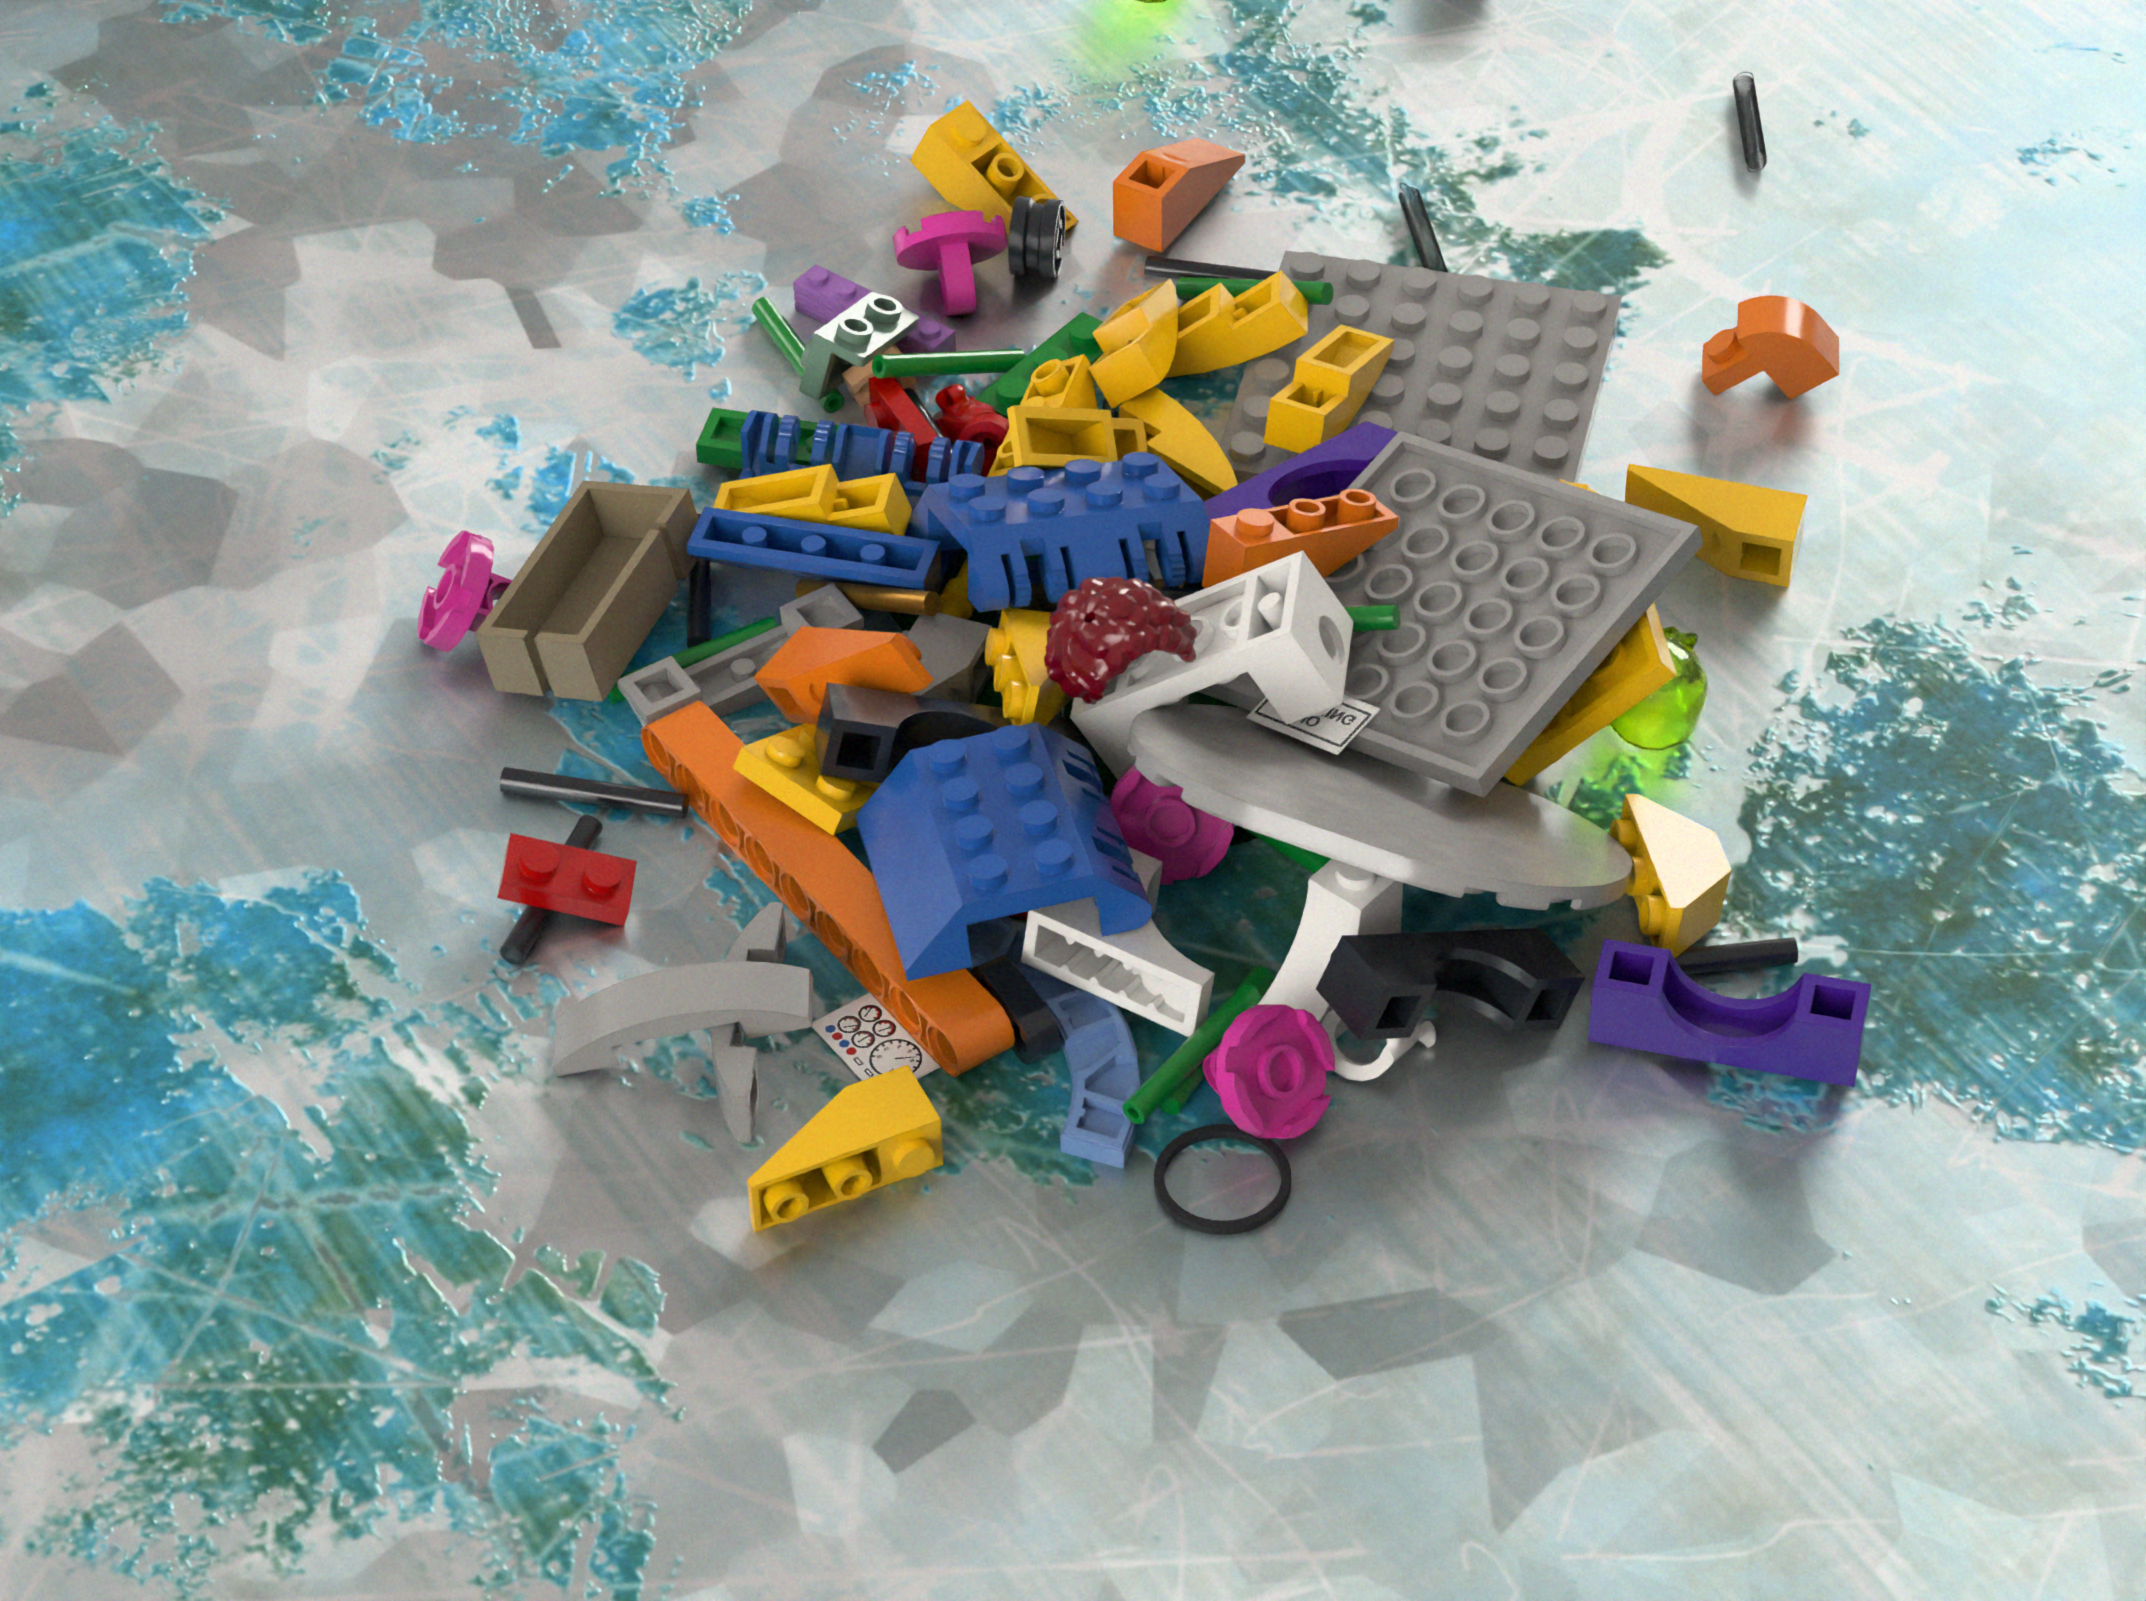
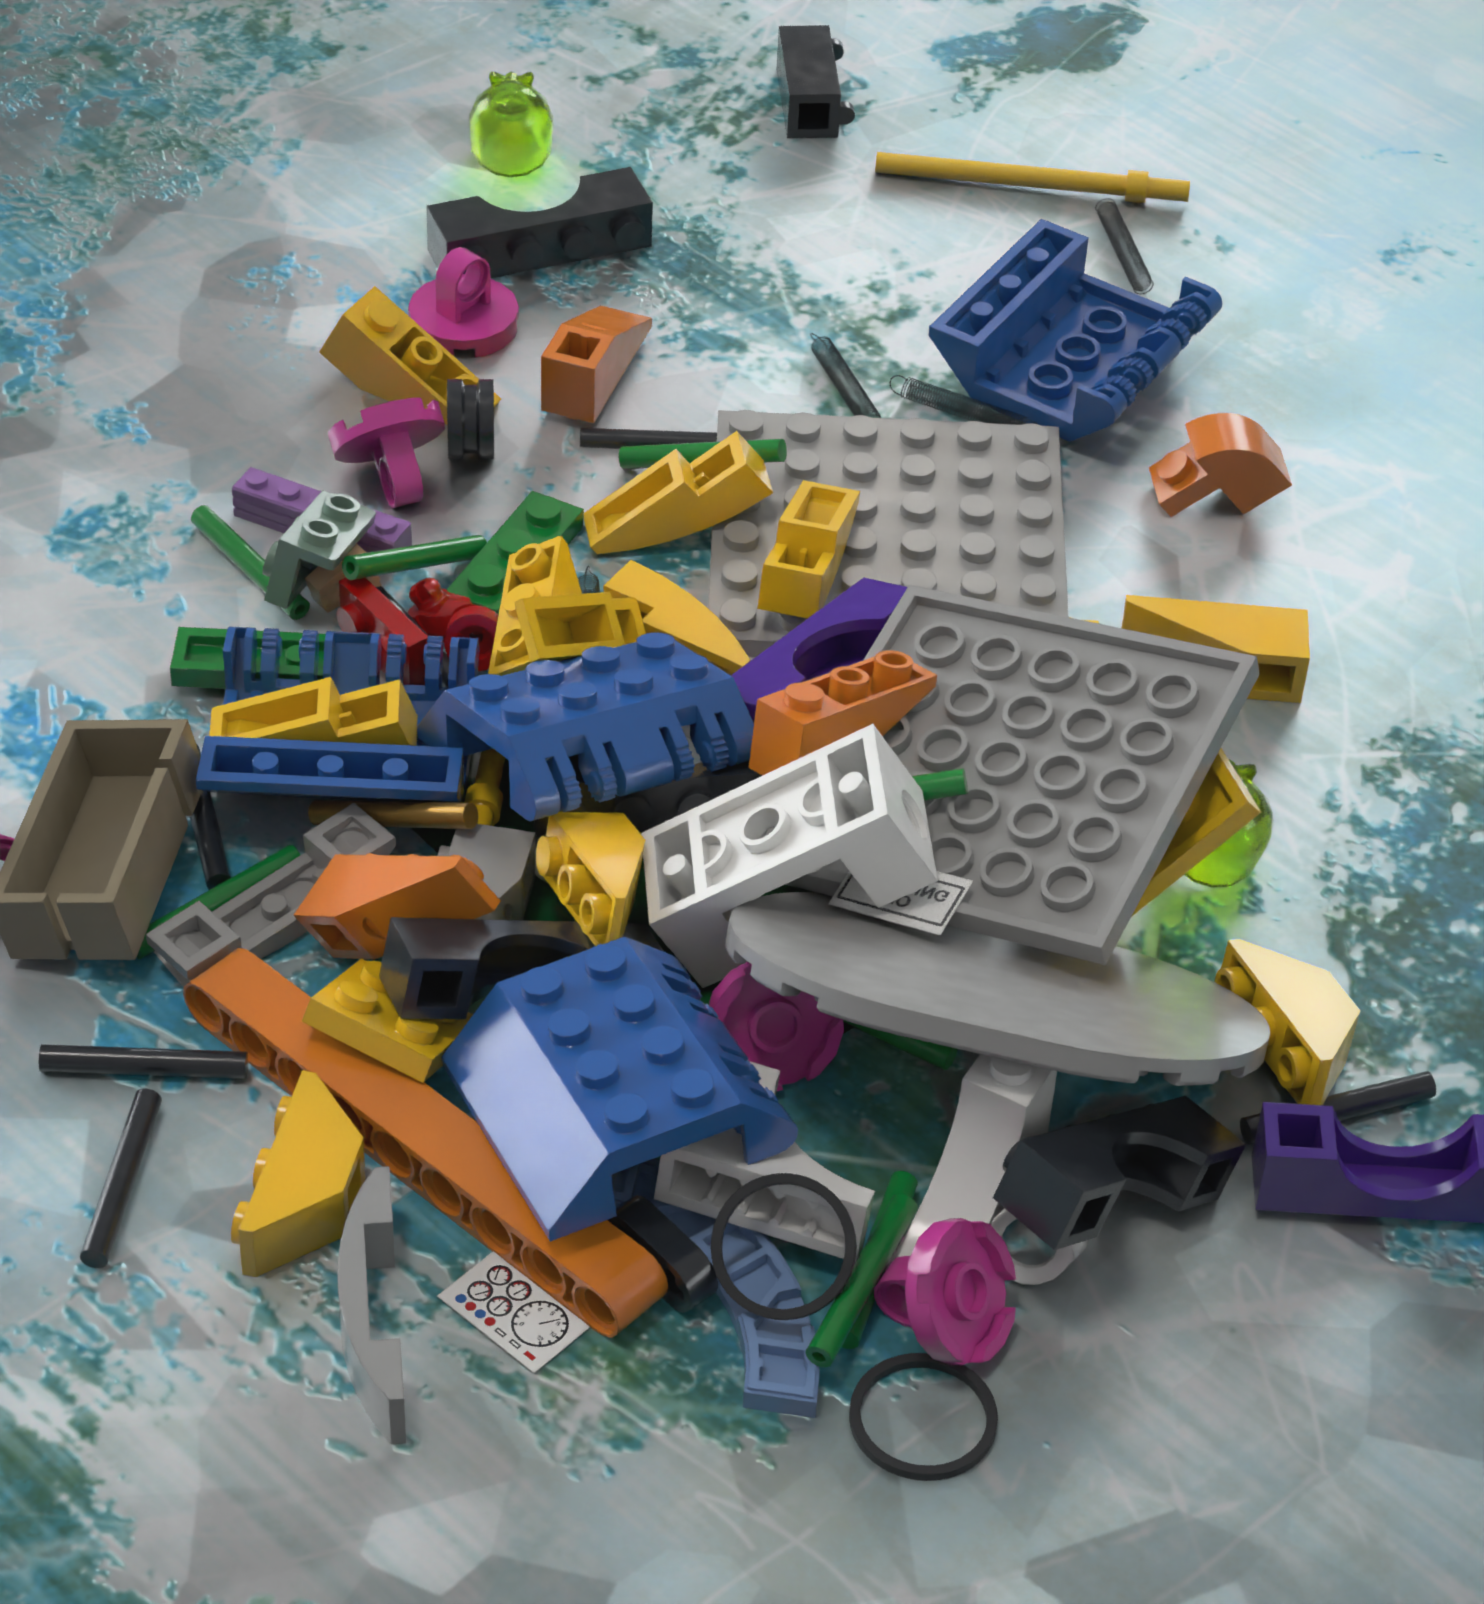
camera: 15 degrees left, 0 degrees up
(567, 879) = (139, 1165): red plate -> none
(681, 1000) = (301, 1296): light grey slope -> none
(705, 904) = (301, 1182): none -> yellow slope
(853, 1145) = (531, 1432): yellow slope -> none
(1063, 130) = (467, 307): none -> dark pink tile
(1072, 981) = (717, 1242): none -> black piece
(1098, 65) = (601, 219): none -> black arch
(1109, 627) = (690, 830): dark red hair -> none
(1137, 344) = (605, 519): yellow slope -> none
(1530, 257) = (998, 418): none -> black piece
(1643, 207) = (1060, 341): none -> blue slope
(1777, 61) = (1135, 185): none -> yellow bar

